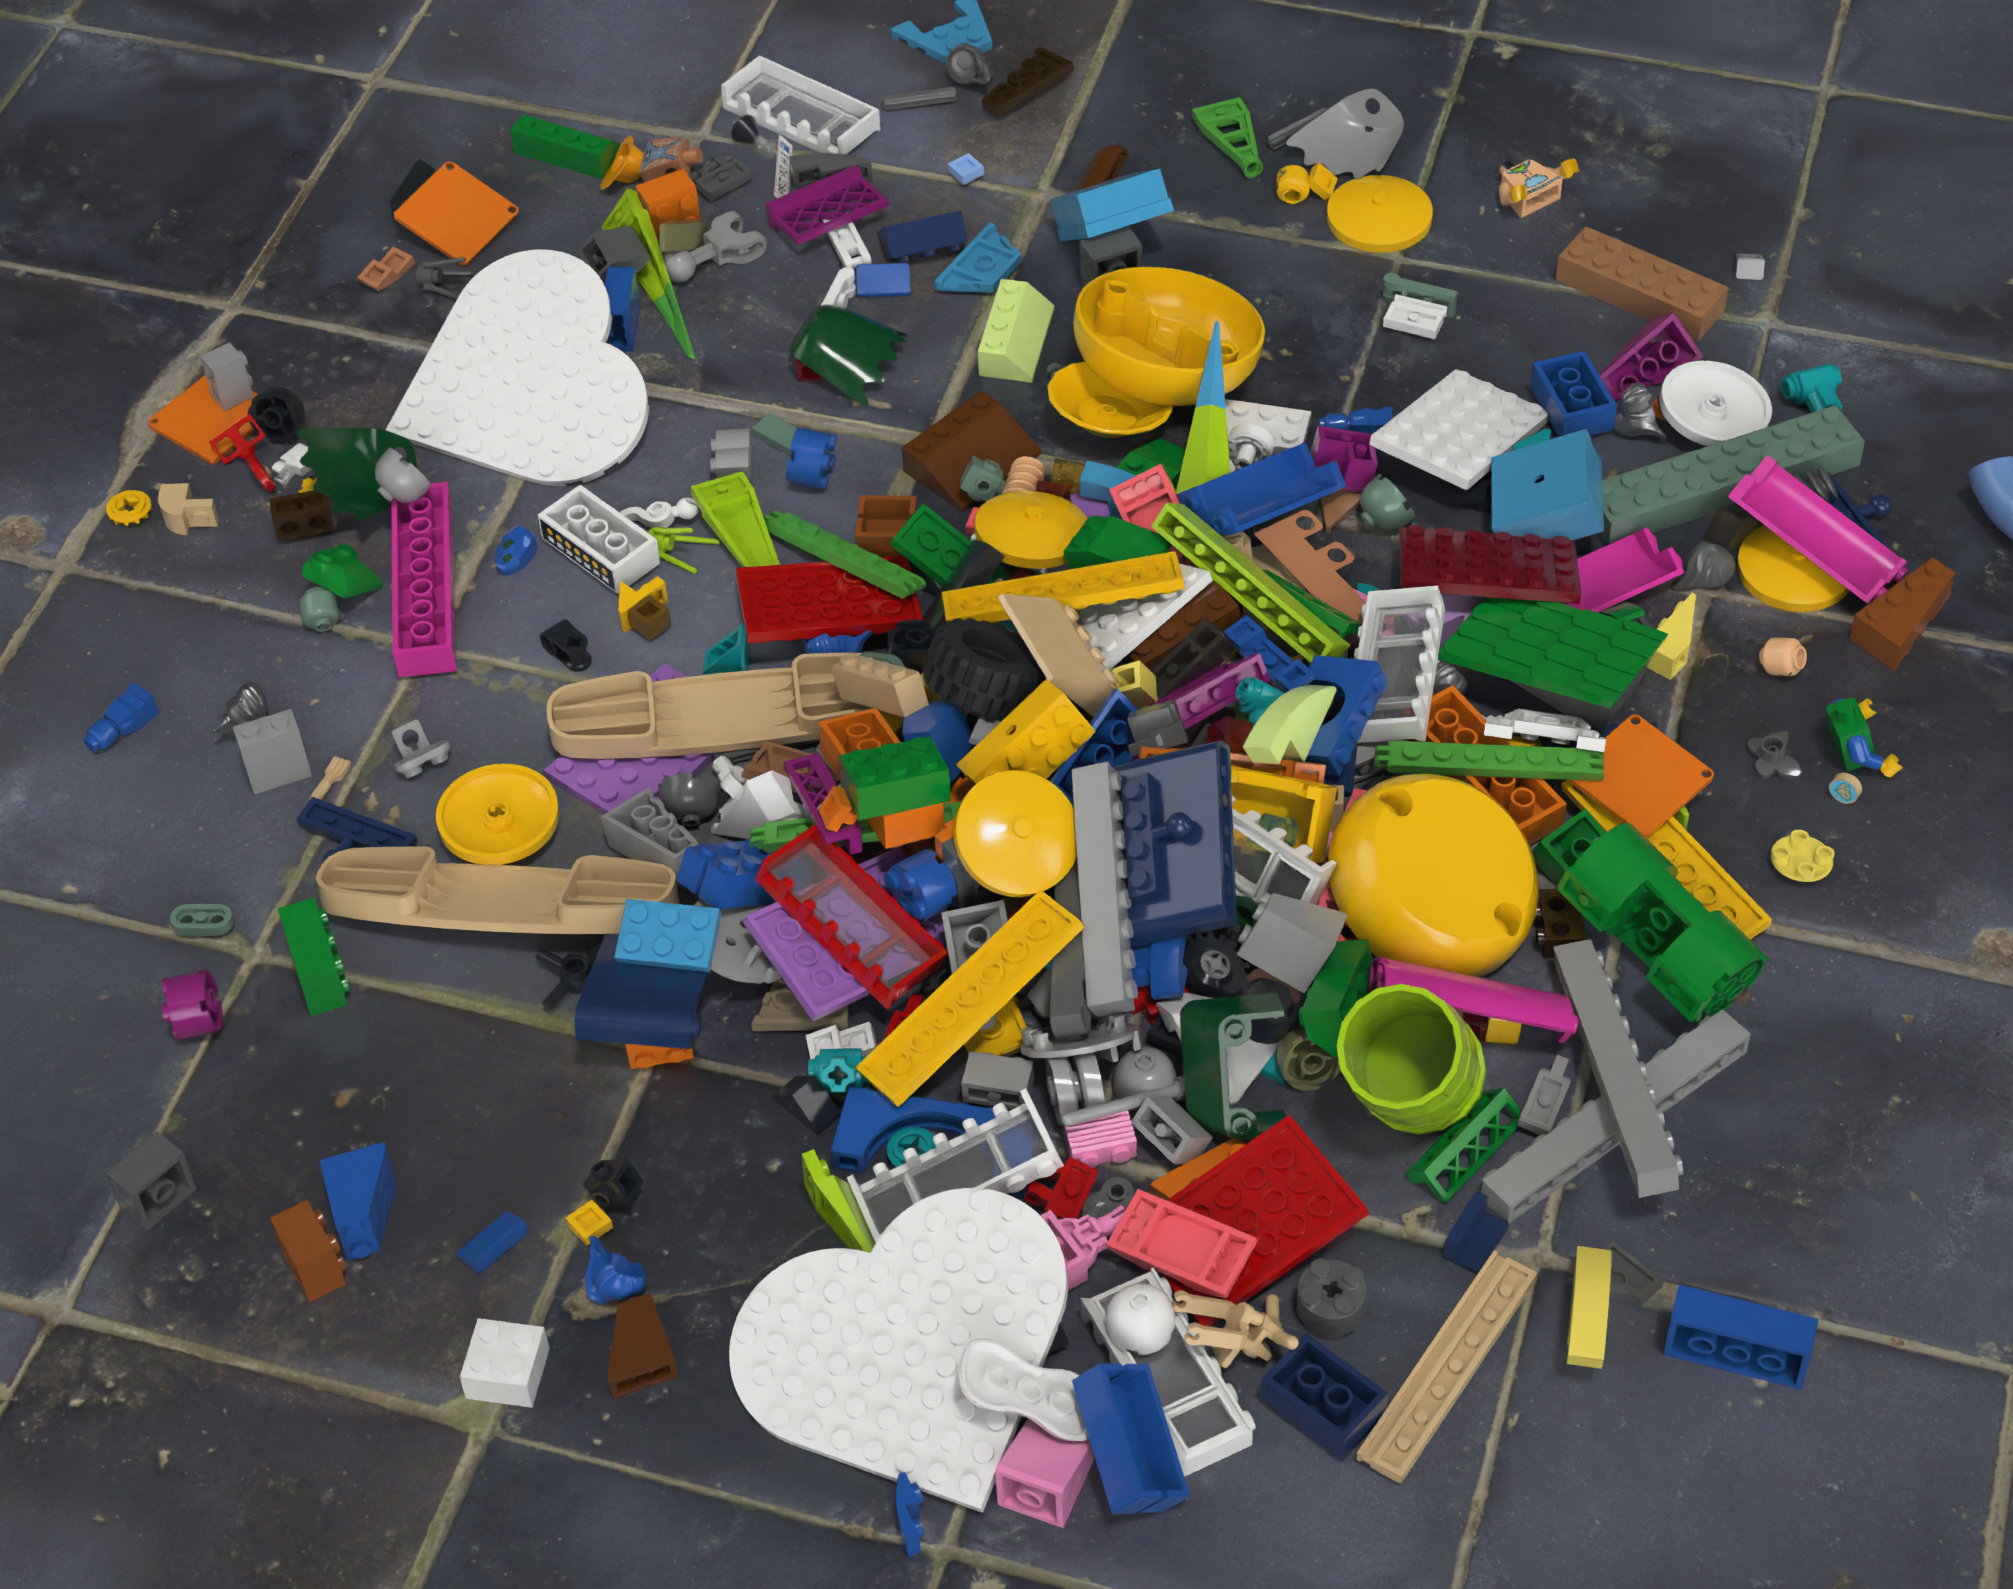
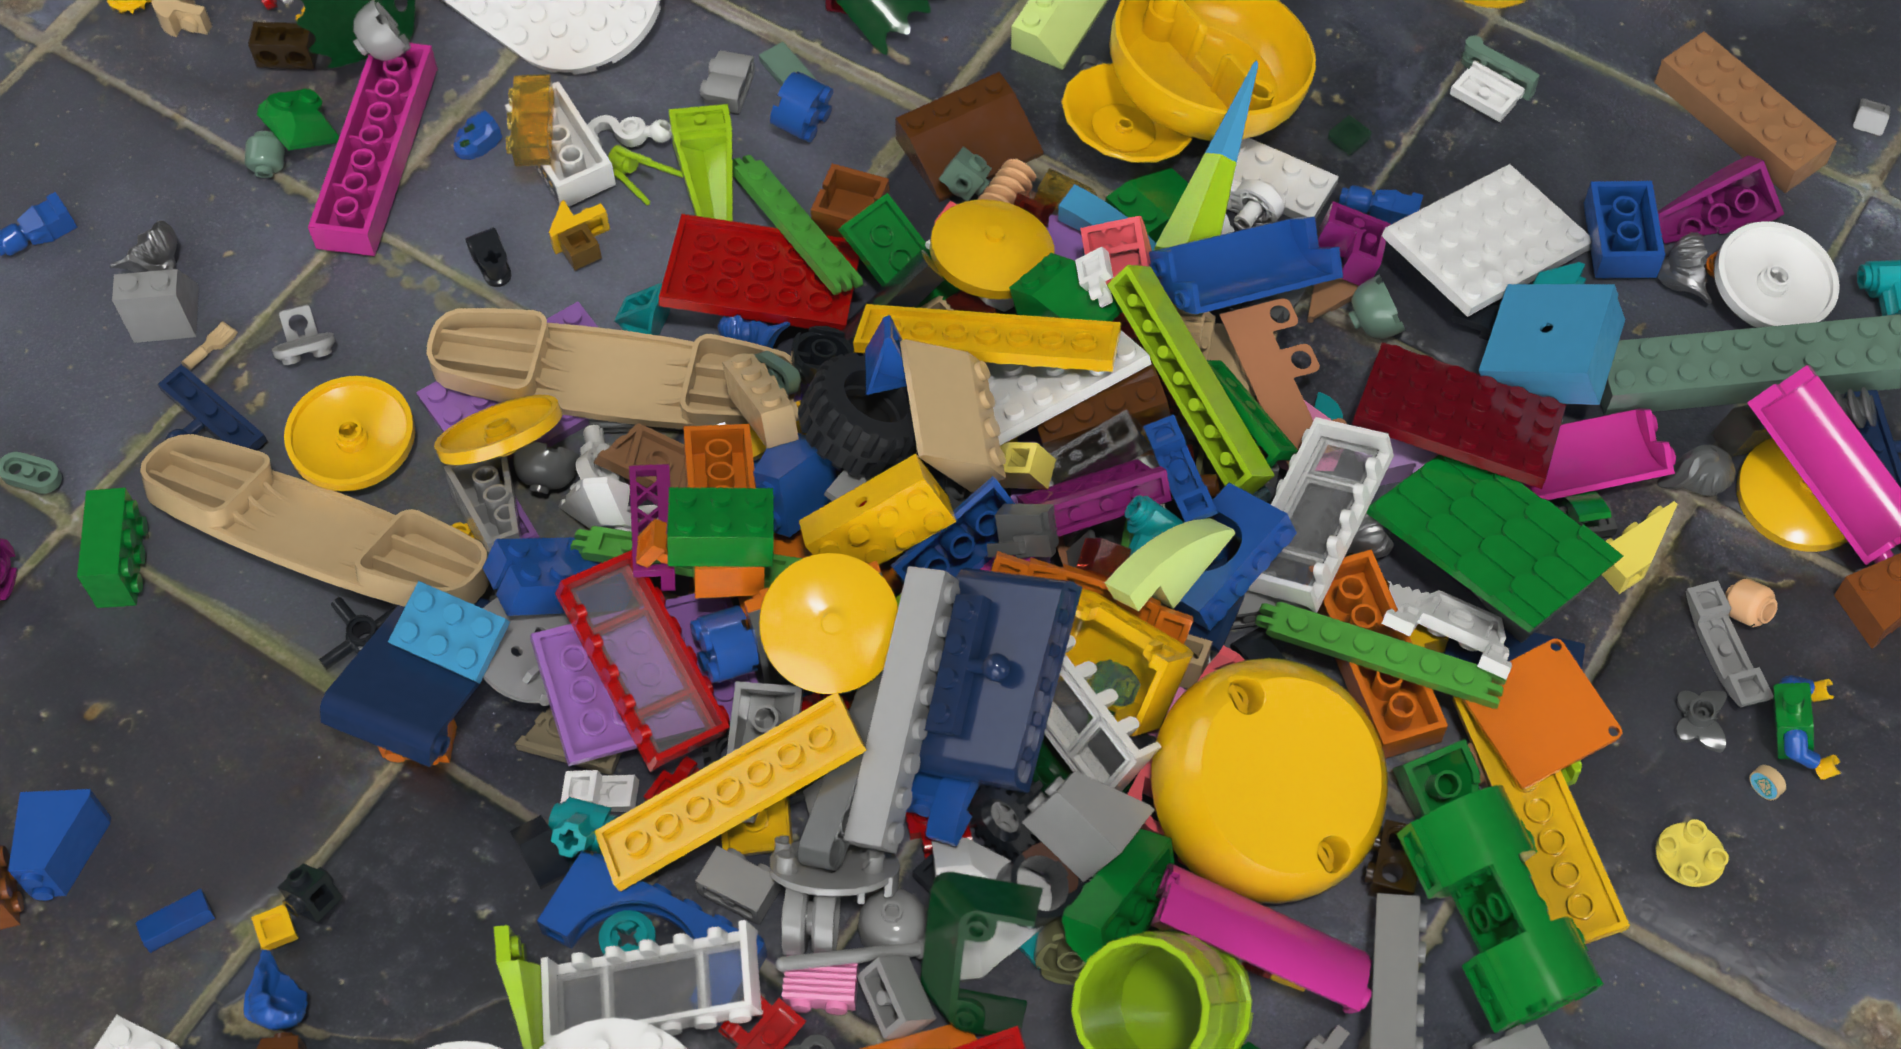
camera: 15 degrees right, 10 degrees up
(571, 518) = (531, 120): none -> clear yellow brick
(645, 771) = (498, 430): none -> yellow dish
(988, 615) = (884, 359): none -> blue slope
(1137, 518) = (1093, 272): none -> white plate
(1308, 376) = (1349, 134): none -> clear green plate
(1770, 696) = (1723, 646): none -> light grey slope

